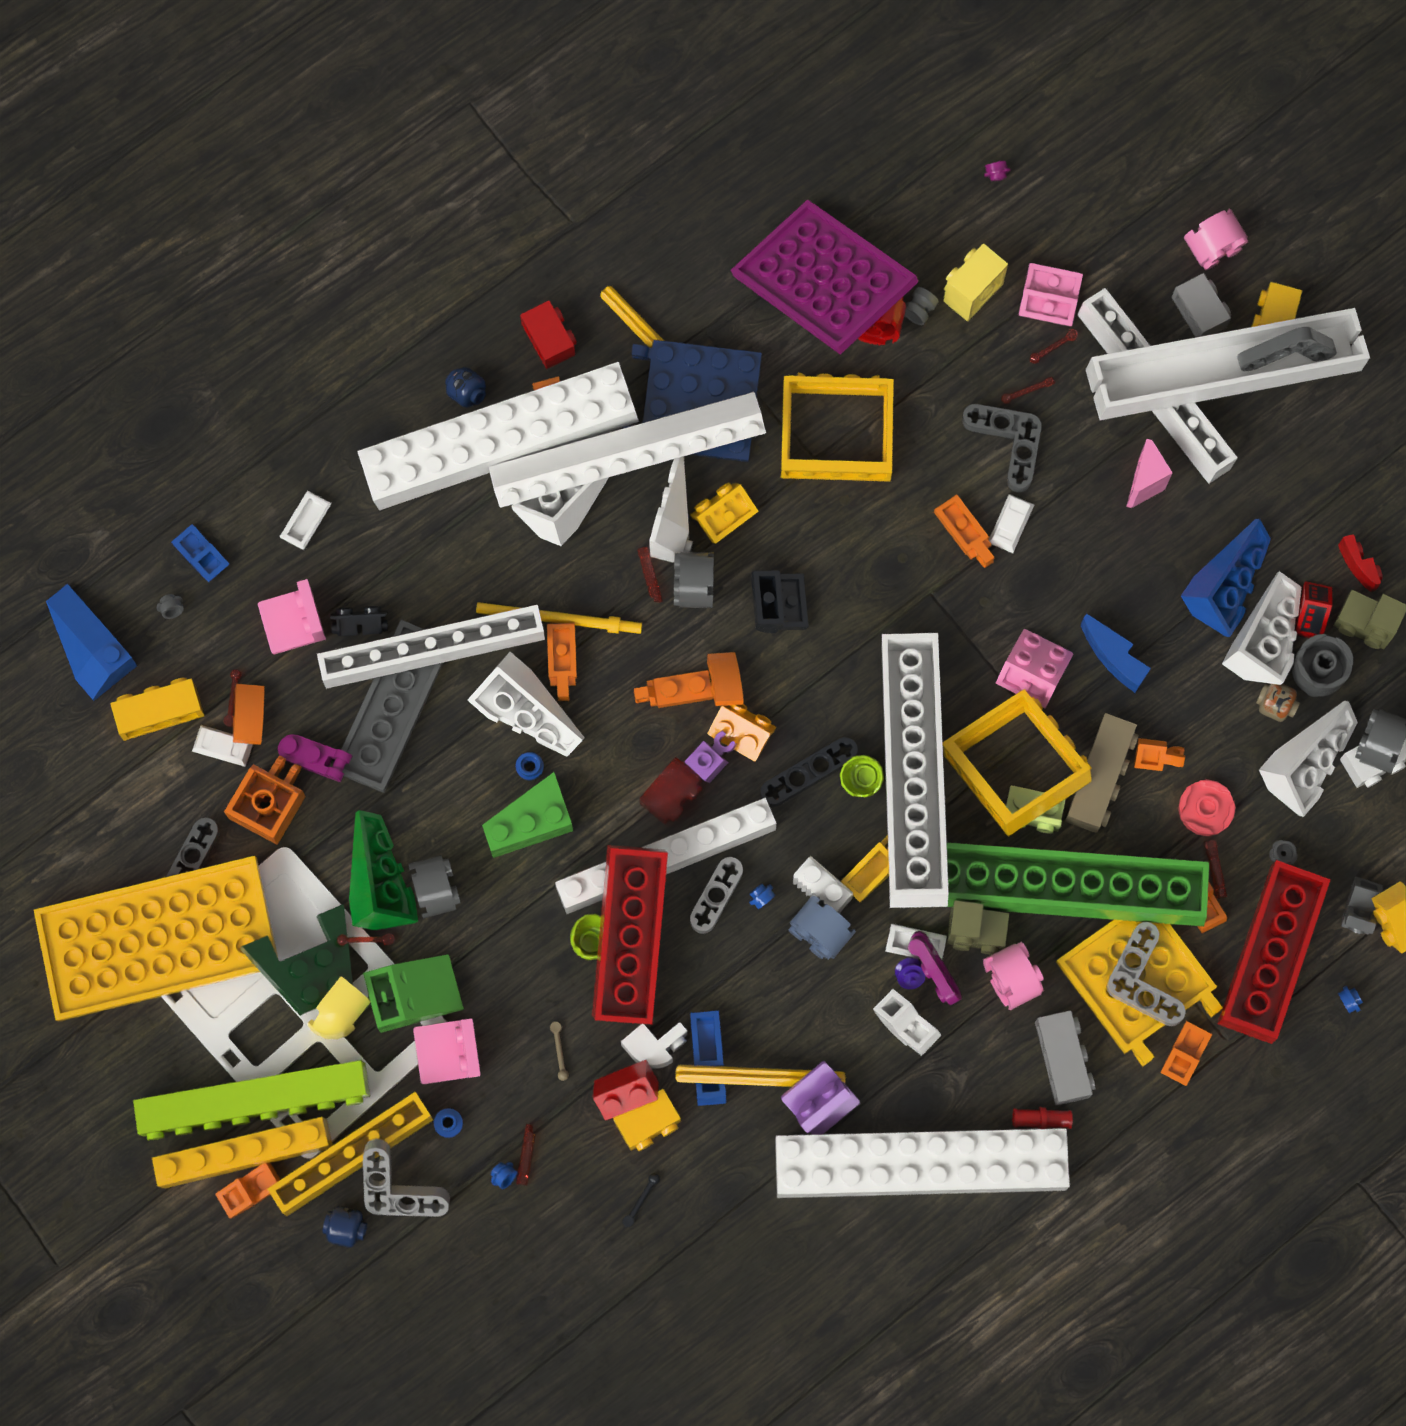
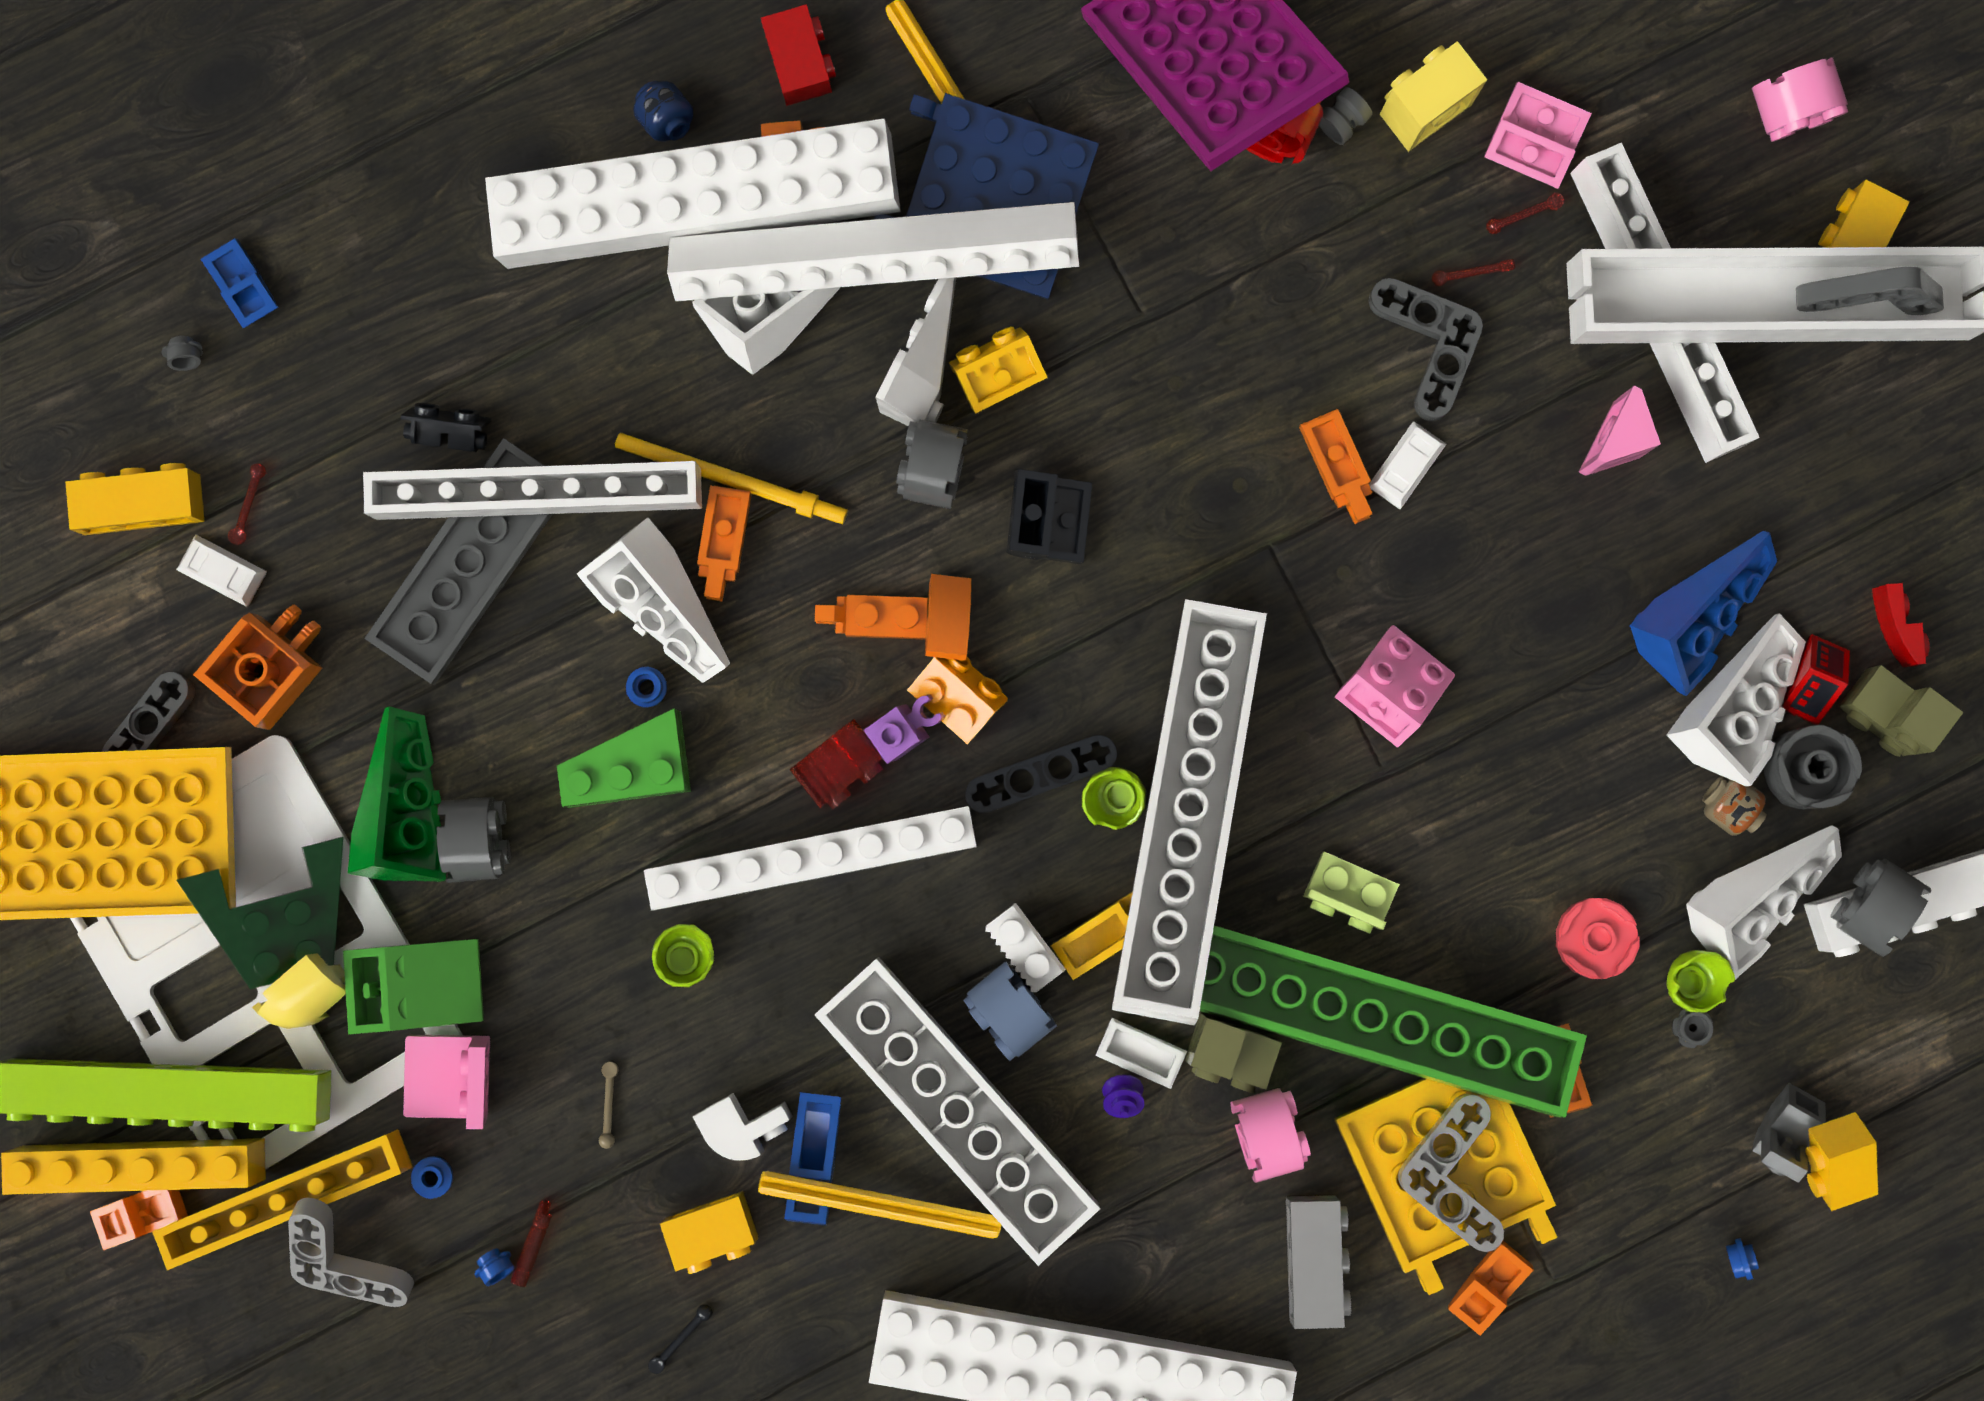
camera: 15 degrees right, 10 degrees up
(90, 648) = (59, 388): blue wedge -> none
(248, 714) = (262, 533): orange slope -> none
(291, 619) = (351, 406): bright pink bracket -> none
(305, 520) = (398, 263): white tile -> none
(314, 756) = (341, 614): magenta plate -> none
(344, 1226) = (258, 1296): dark blue head -> none
(387, 939) = (398, 896): clear red hinge -> none
(625, 1090) = (685, 1188): red brick -> none
(629, 934) = (733, 970): red brick -> none
(649, 574) = (873, 440): clear red wheel -> none
(732, 880) = (856, 926): light grey beam -> none
(761, 895) = (936, 941): blue plate -> none
(799, 1002) = (958, 1111): none -> white brick
(820, 1099) = (956, 1256): medium lavender bracket -> none
(838, 469) = (1218, 215): yellow window -> none
(906, 1023) = (1103, 1170): white brick -> none
(934, 968) = (1159, 1097): magenta plate -> none
(989, 723) = (1397, 783): yellow window -> none
(1042, 1118) = (1266, 1340): red pin -> none
(1107, 762) = (1458, 860): dark tan brick -> none
(1113, 653) = (1515, 689): blue slope -> none
(1154, 754) = (1541, 847): orange plate -> none
(1201, 306) = (1754, 197): light grey brick -> none
(1215, 869) = (1590, 1027): clear red wheel -> none
(1274, 952) = (1649, 1172): red brick -> none
(1279, 819) = (1699, 980): none -> lime hair

